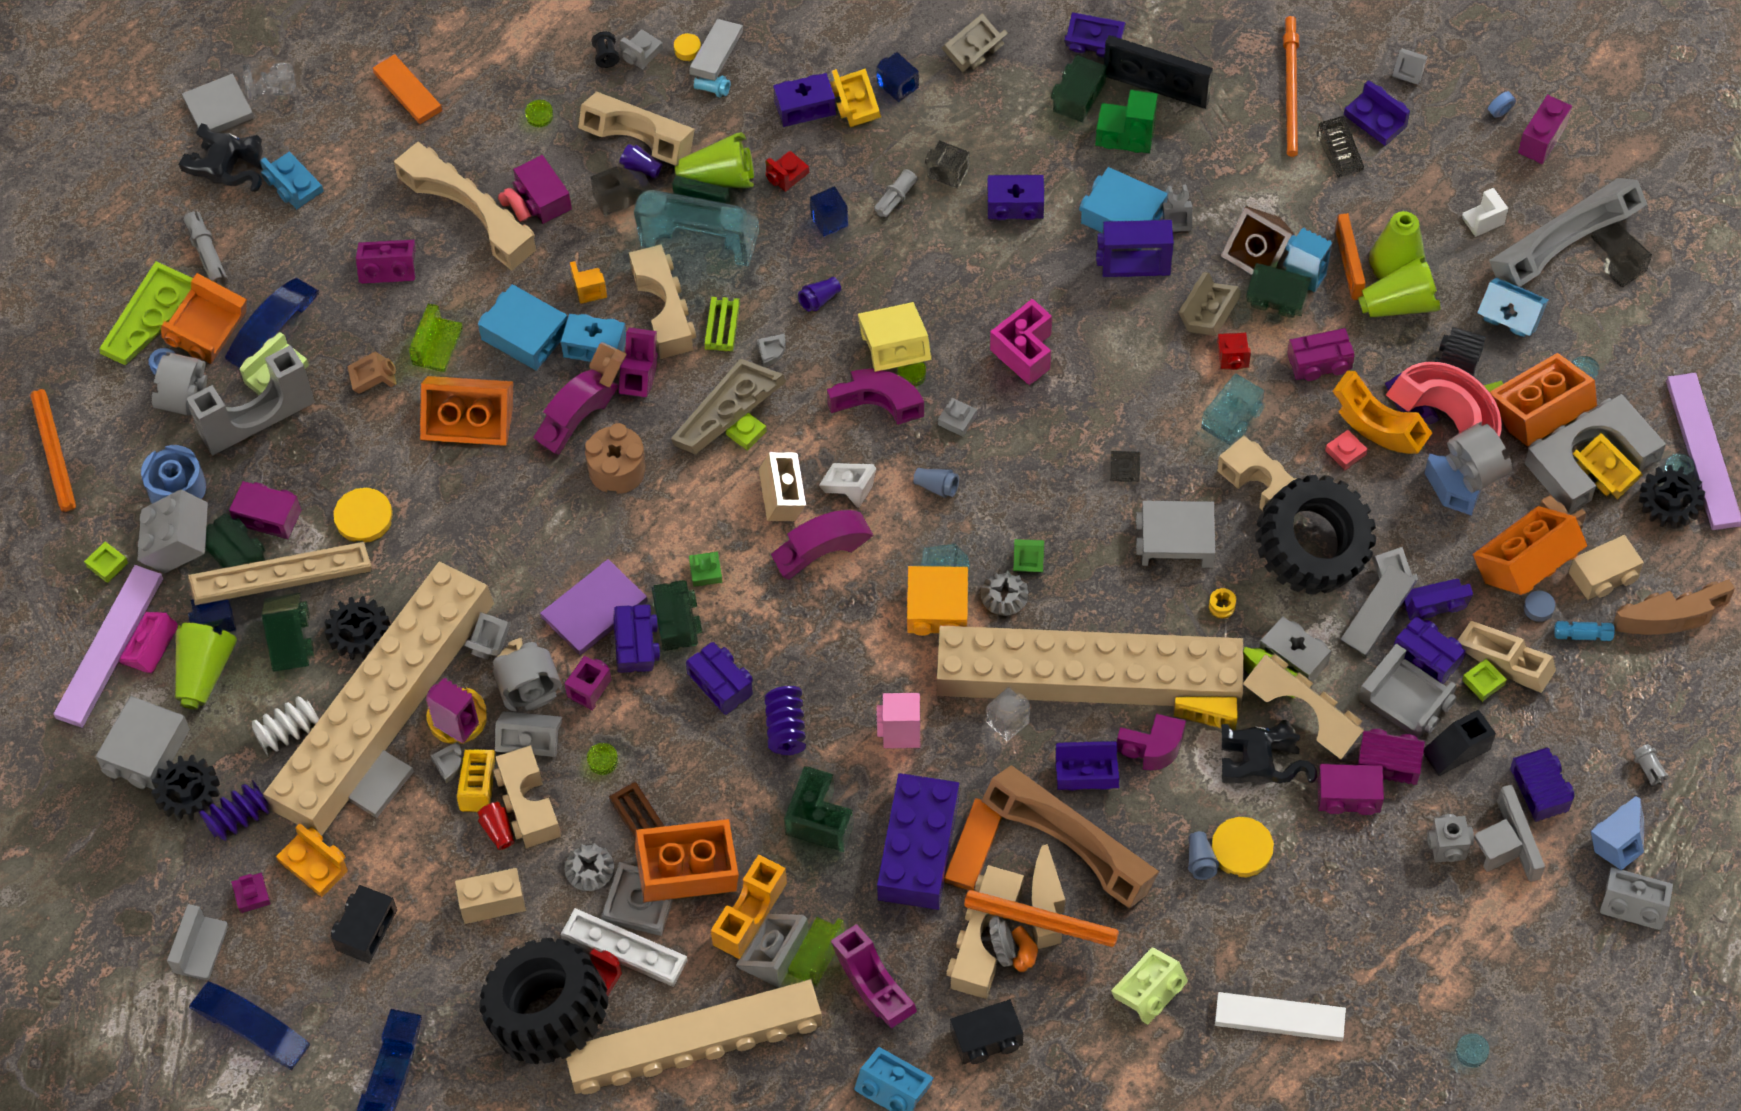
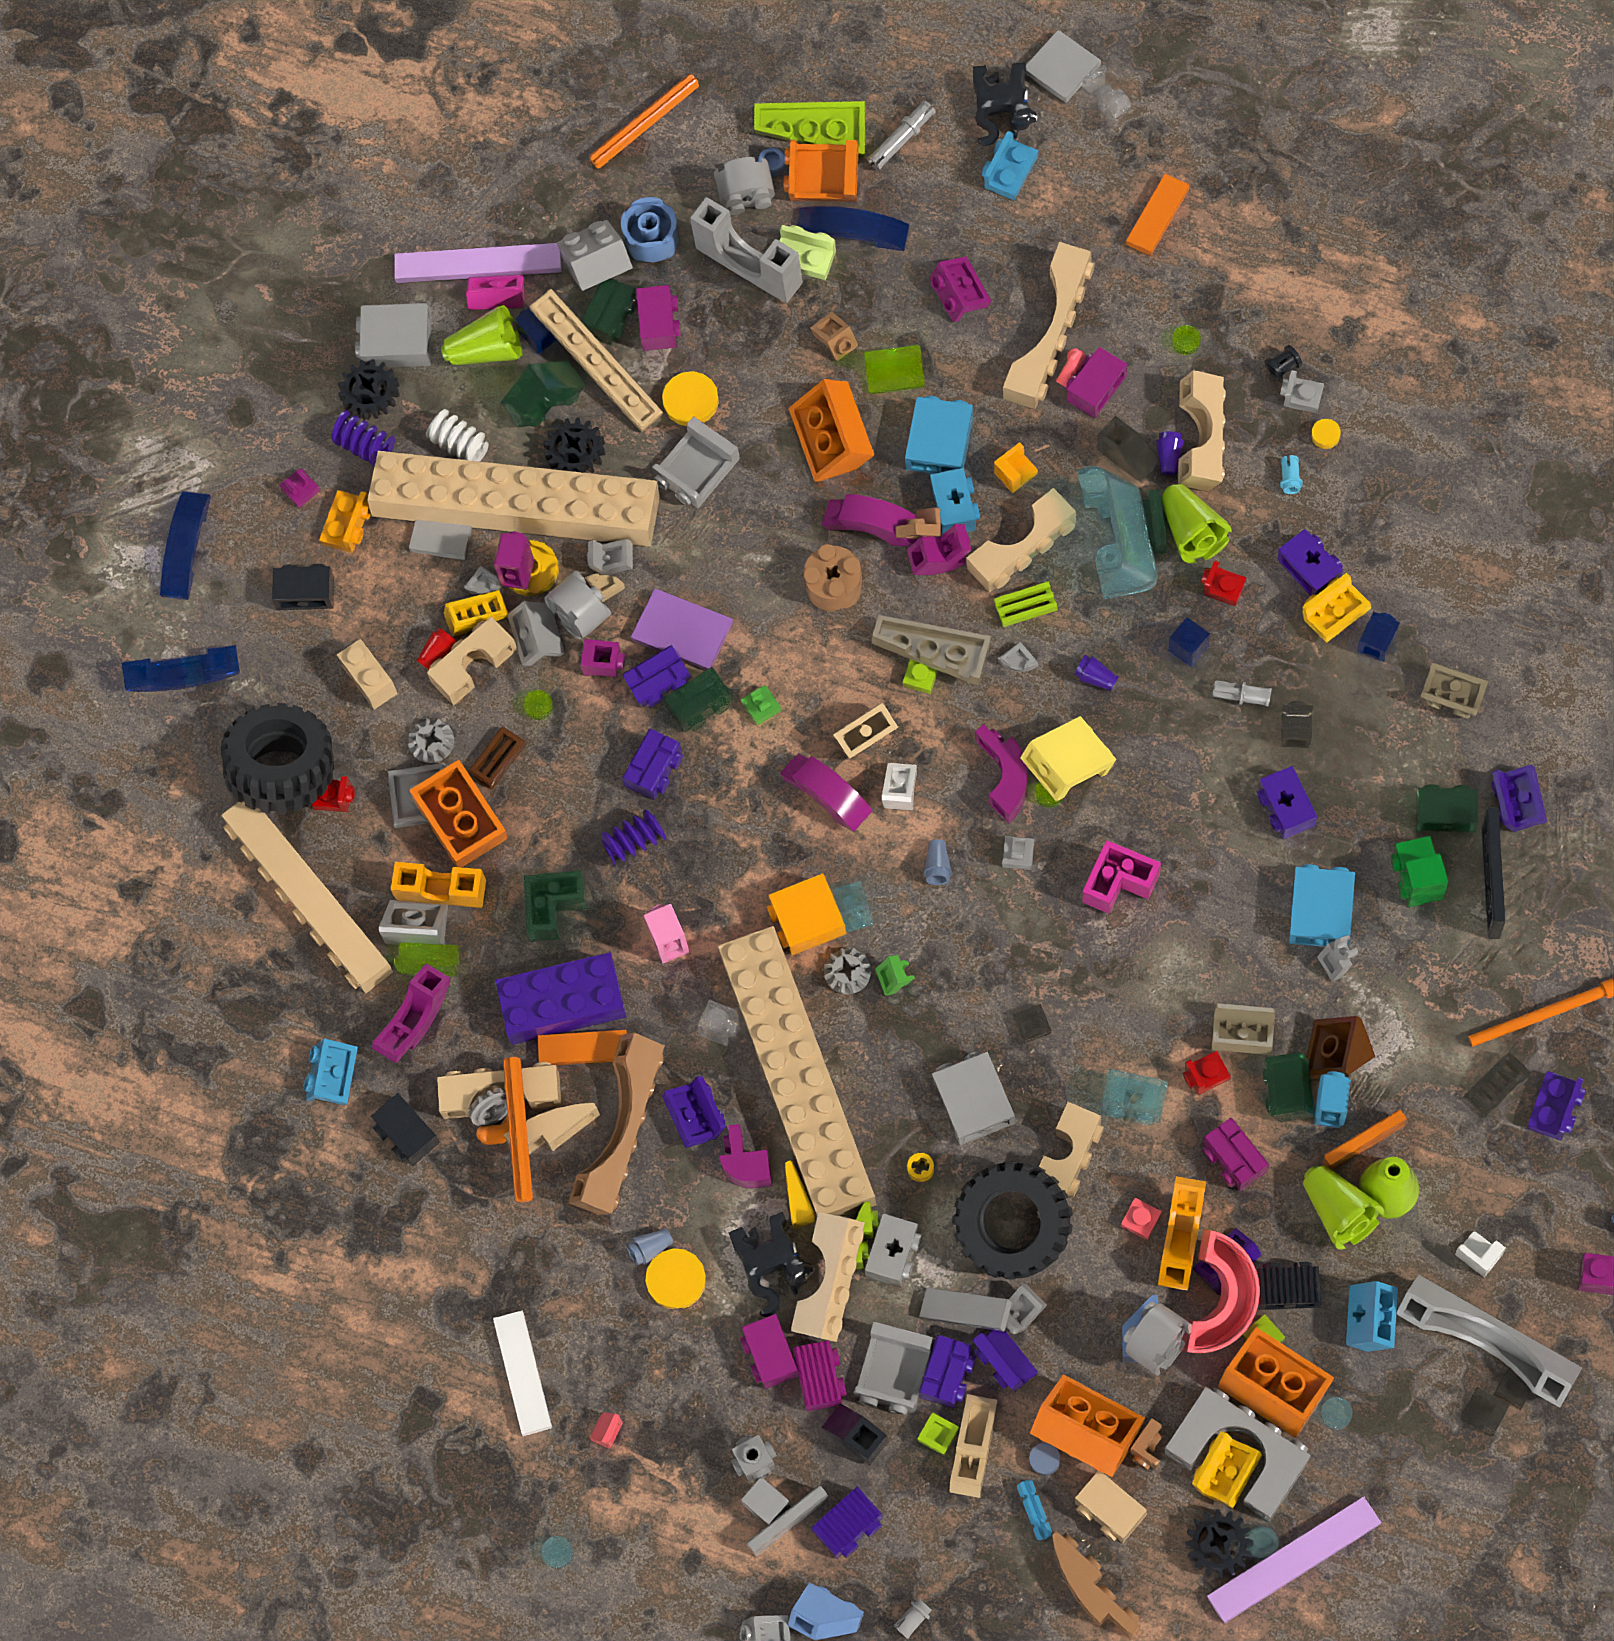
camera: 75 degrees right, 10 degrees up
(106, 562) = (552, 219): lime plate -> none
(196, 944) = (236, 469): light grey panel -> none
(432, 531) = (696, 464): none -> light grey panel
(628, 947) = (369, 802): white tile -> none
(716, 49) = (1329, 460): light grey tile -> none
(1135, 235) = (1270, 935): dark purple window -> none
(1151, 984) = (505, 1249): yellowish green bracket -> none
(1368, 959) = (606, 1429): none -> coral slope

